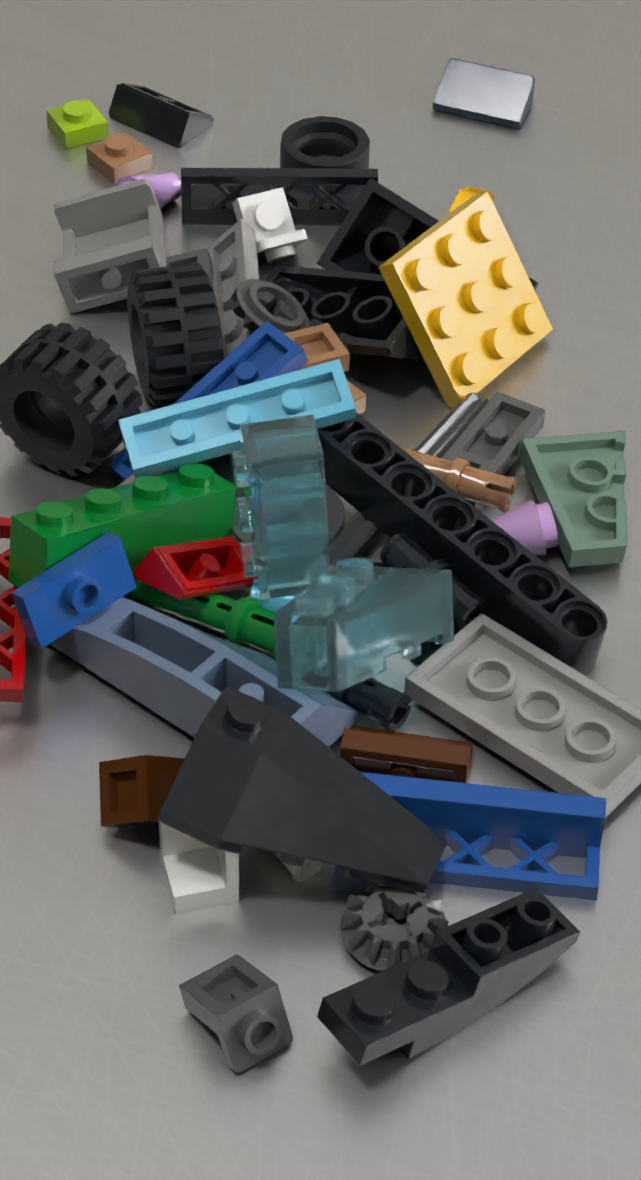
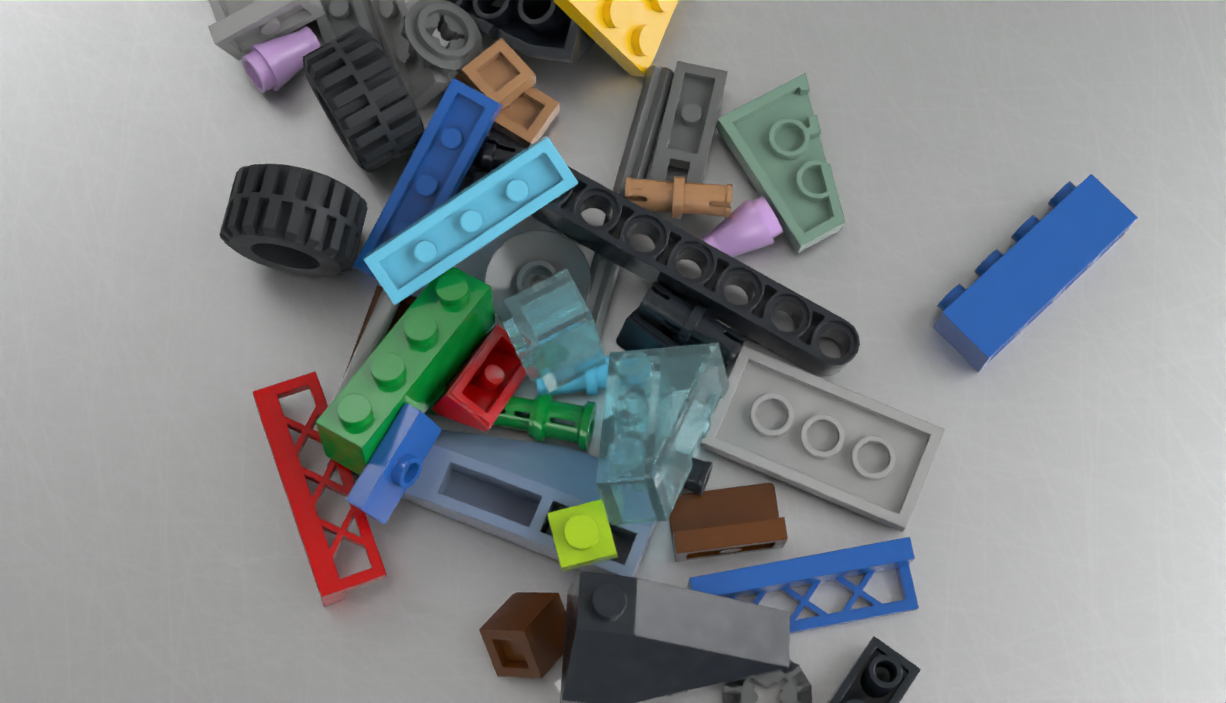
camera: 15 degrees left, 30 degrees up
(101, 311) = (278, 59): none -> lavender cone
(246, 673) = (582, 535): none -> lime plate

